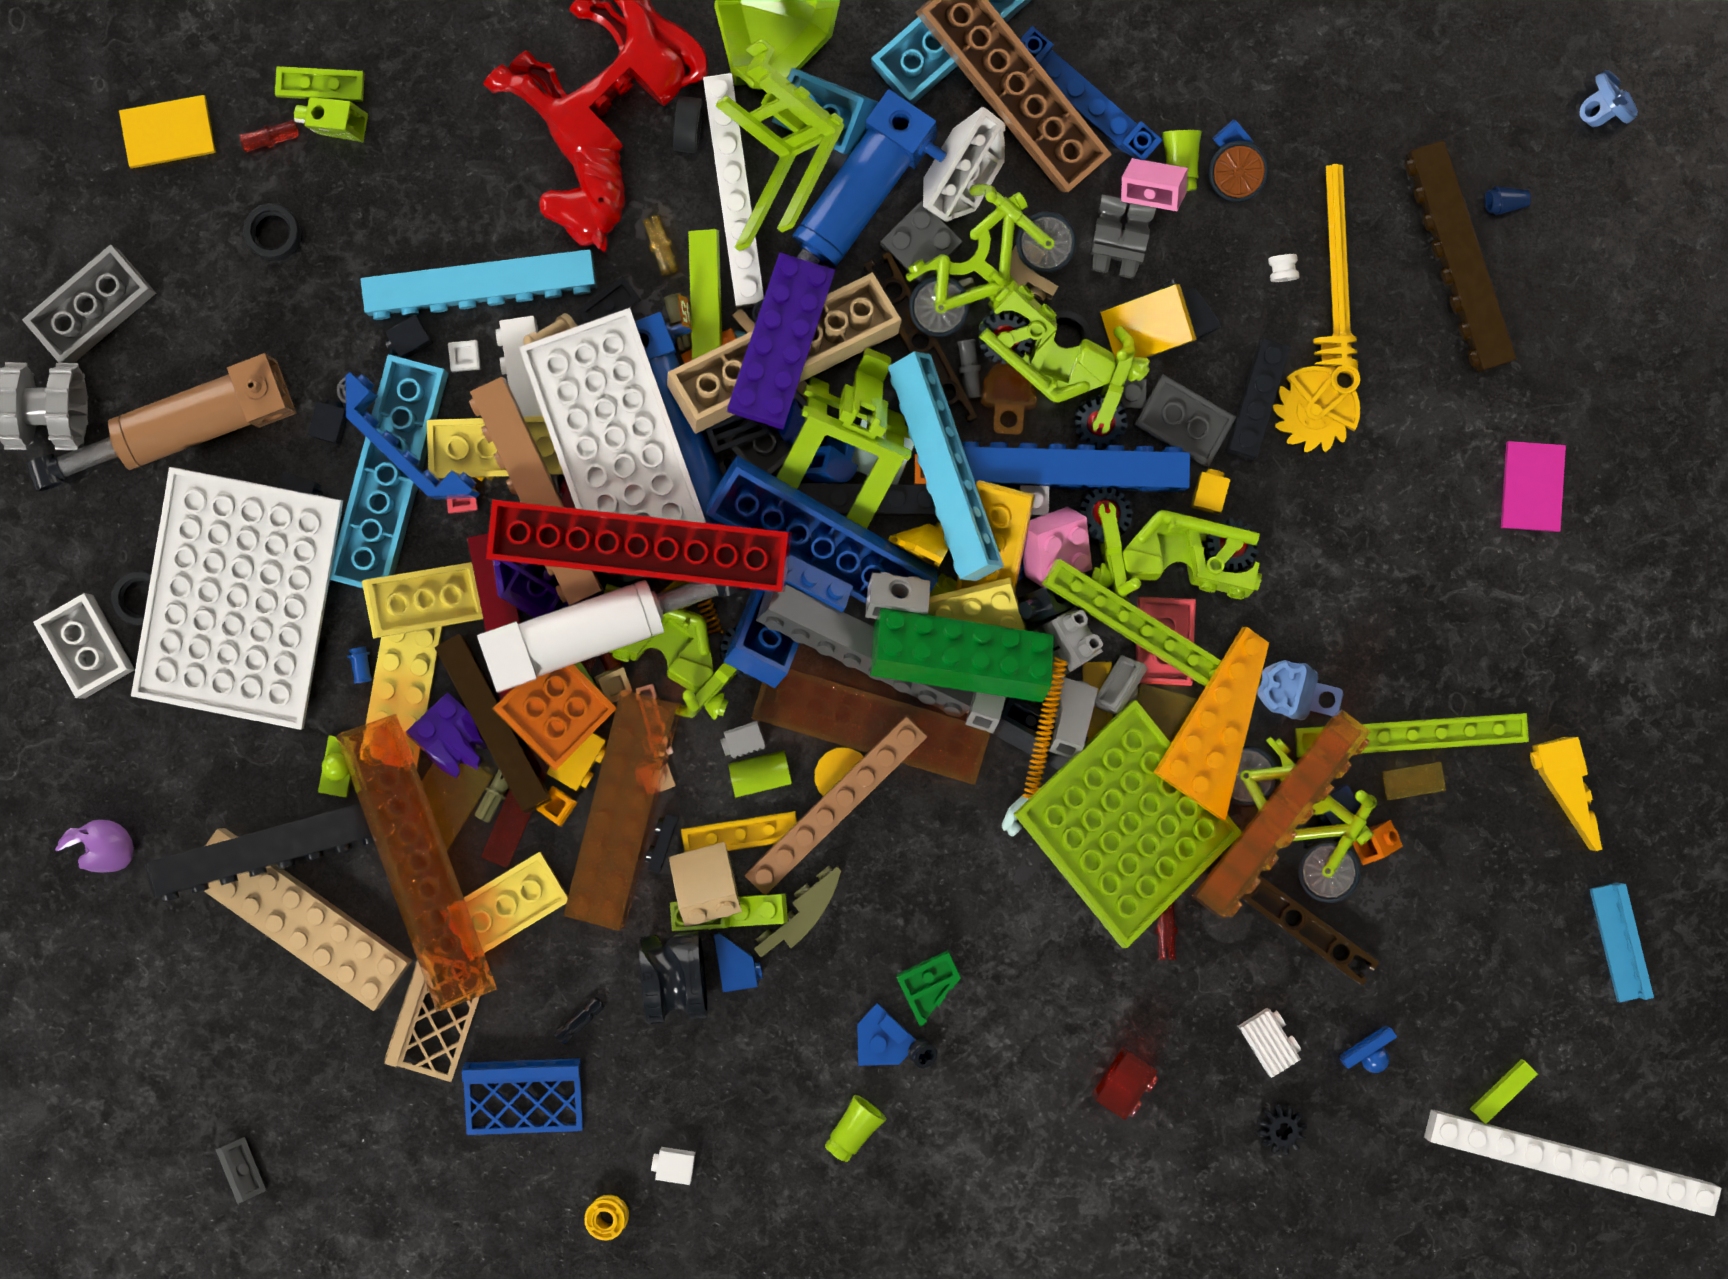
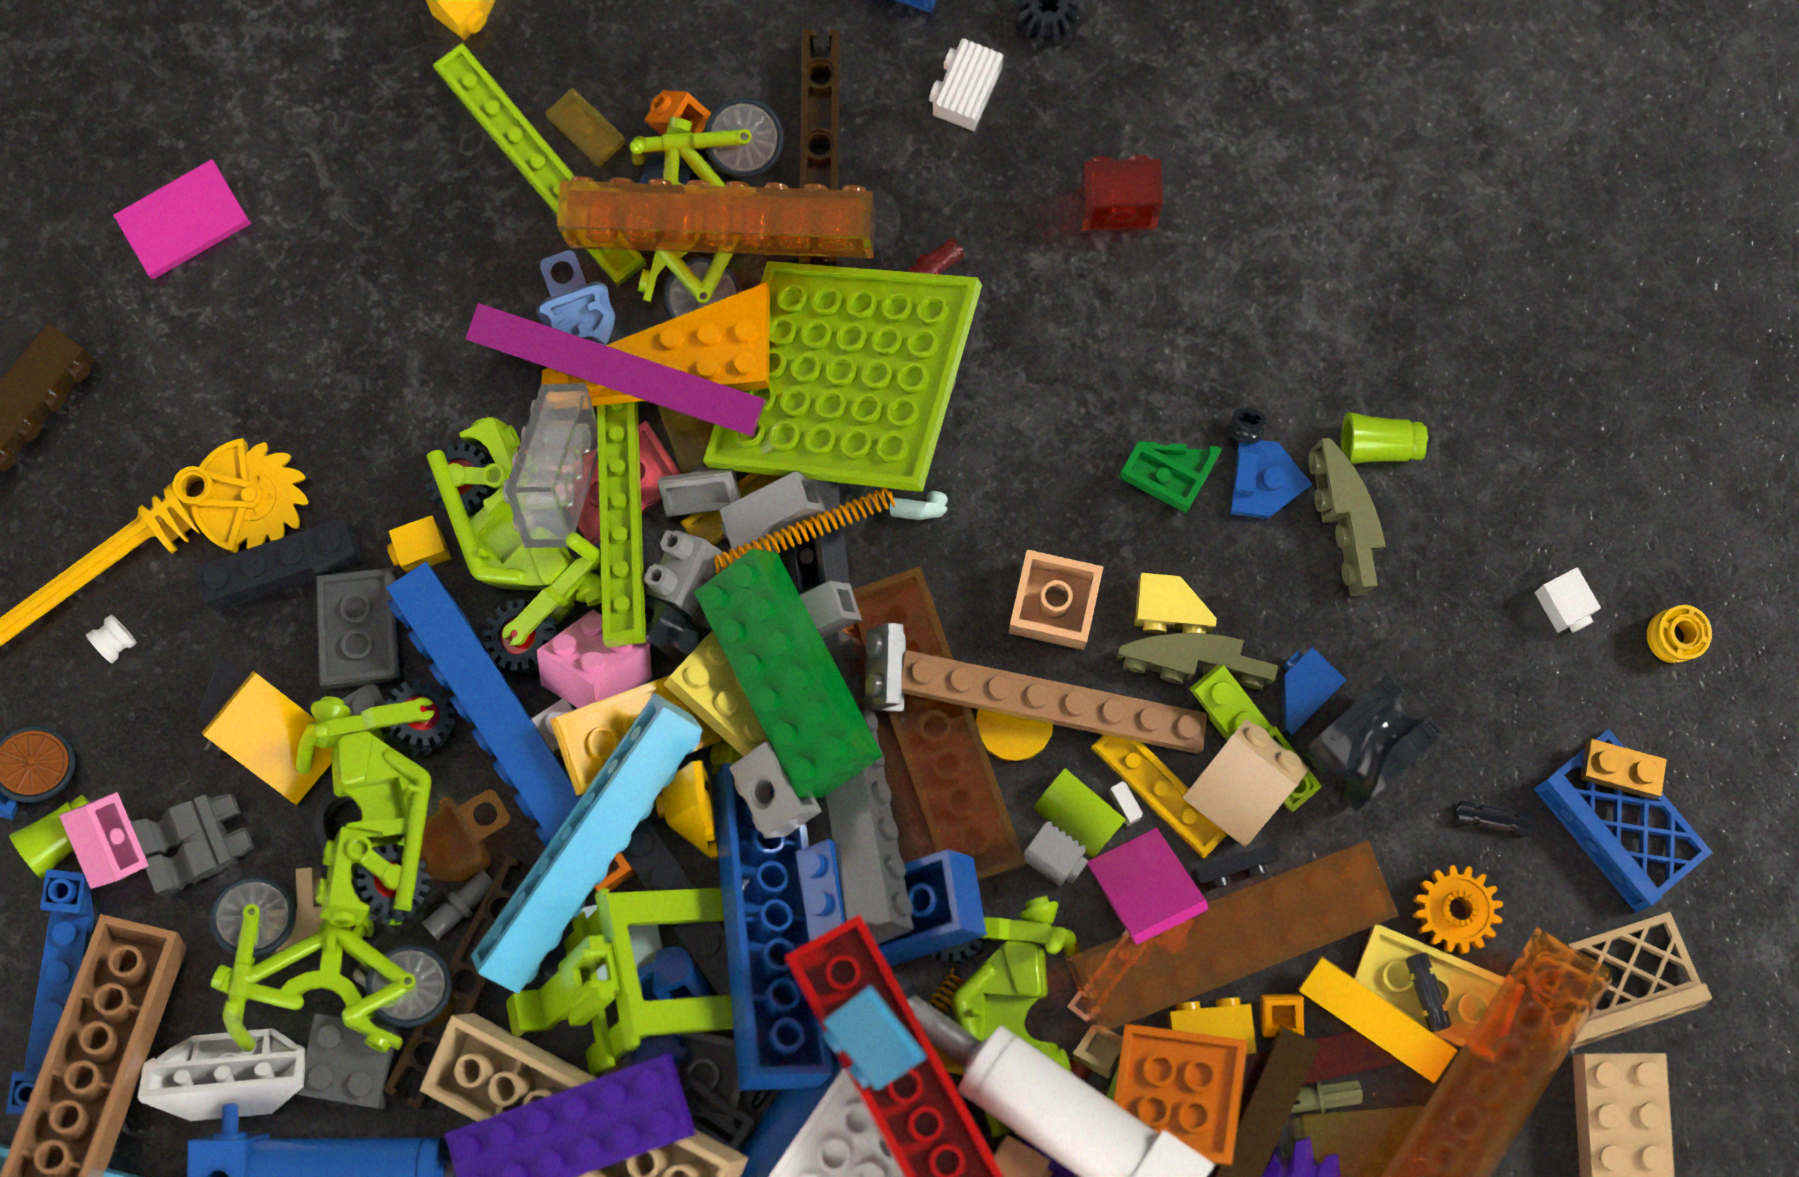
camera: 125 degrees left, 10 degrees down
(507, 900) = (1428, 992): none -> black axle
(514, 859) = (1377, 1019): none -> yellow tile
(552, 1119) = (1623, 769): none -> plate
(556, 948) = (1478, 906): none -> light orange gear
(687, 780) = (1147, 886): none -> dark pink tile
(702, 545) = (871, 1040): none -> dark azure slope
(745, 806) = (1125, 803): none -> white tile
(834, 1077) = (1345, 500): none -> olive slope
(846, 922) = (1170, 604): none -> light yellow slope
(897, 853) = (1055, 600): none -> light nougat brick
(925, 716) = (884, 668): none -> dark grey bracket
(1195, 605) = (553, 465): none -> clear brick
(1231, 685) = (616, 369): none -> magenta tile

